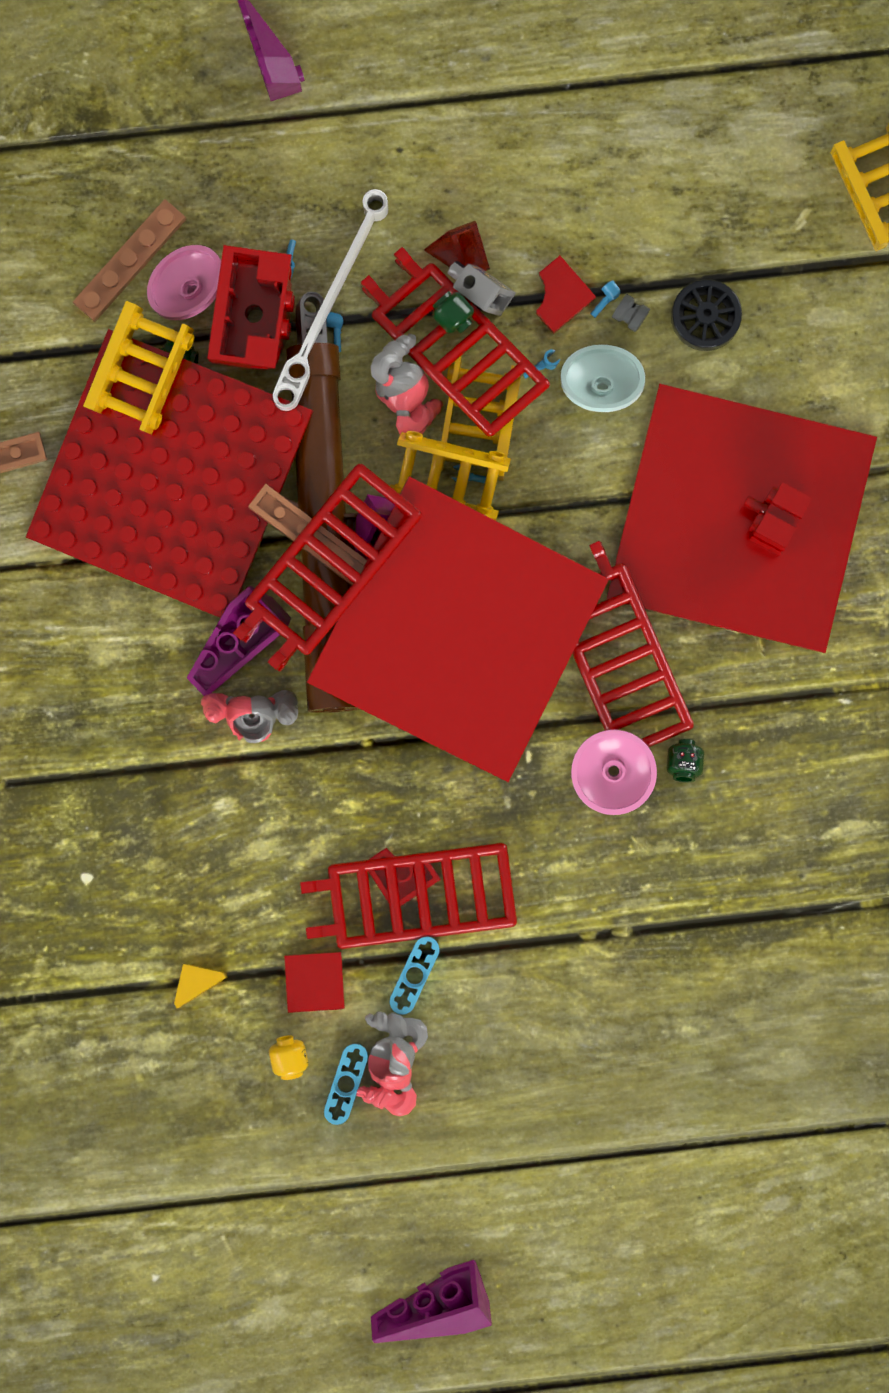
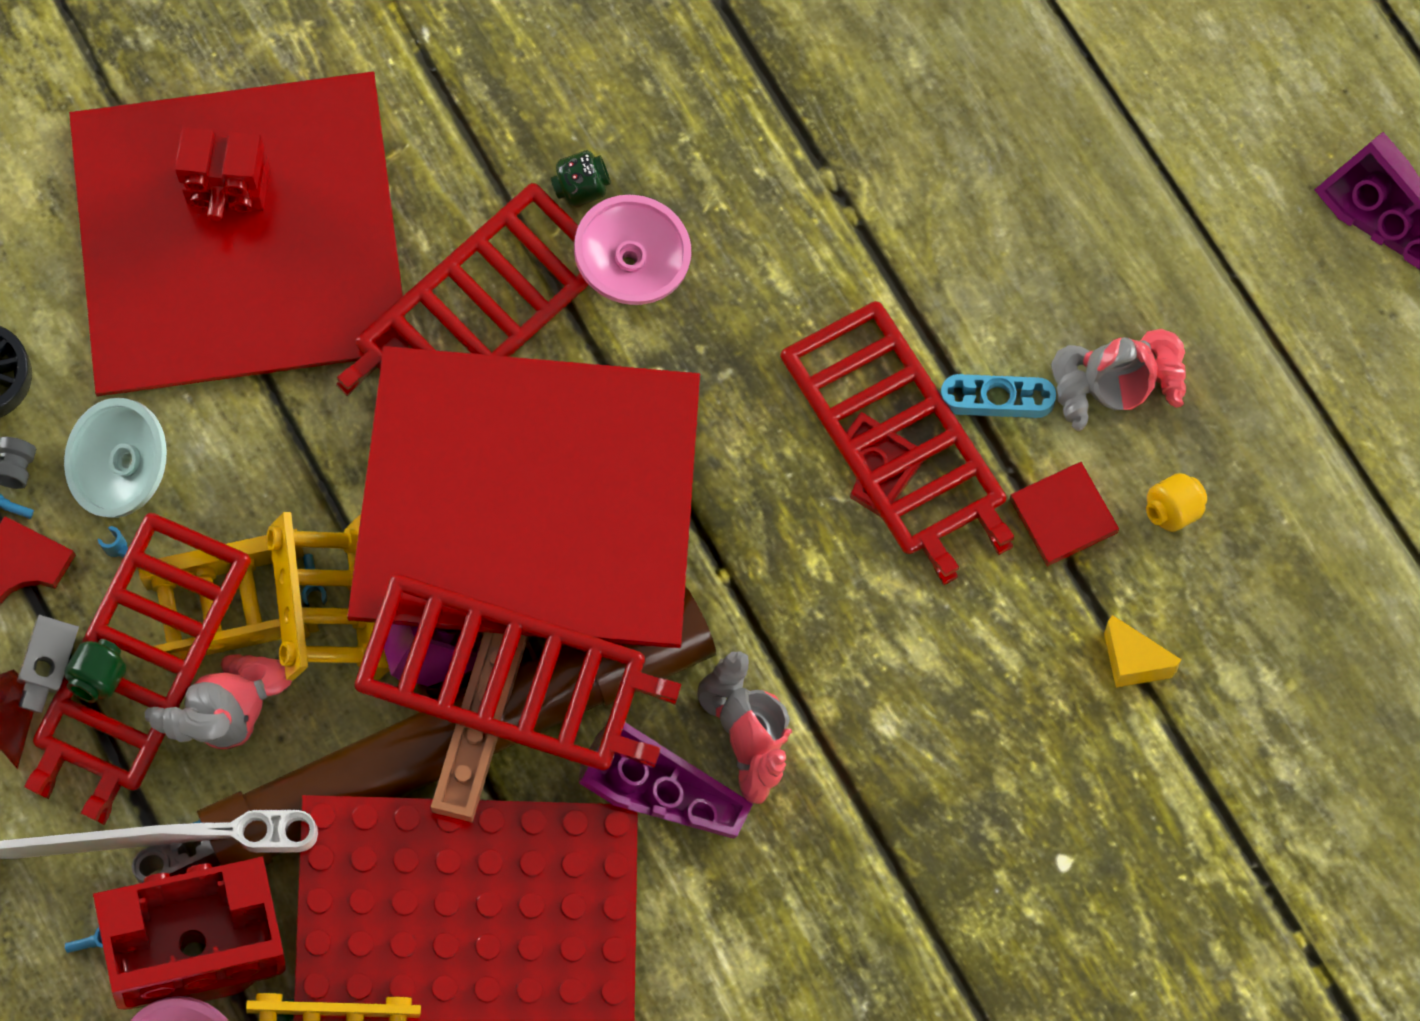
camera: 115 degrees left, 15 degrees down
(332, 1102) = (1203, 433): medium azure beam -> none

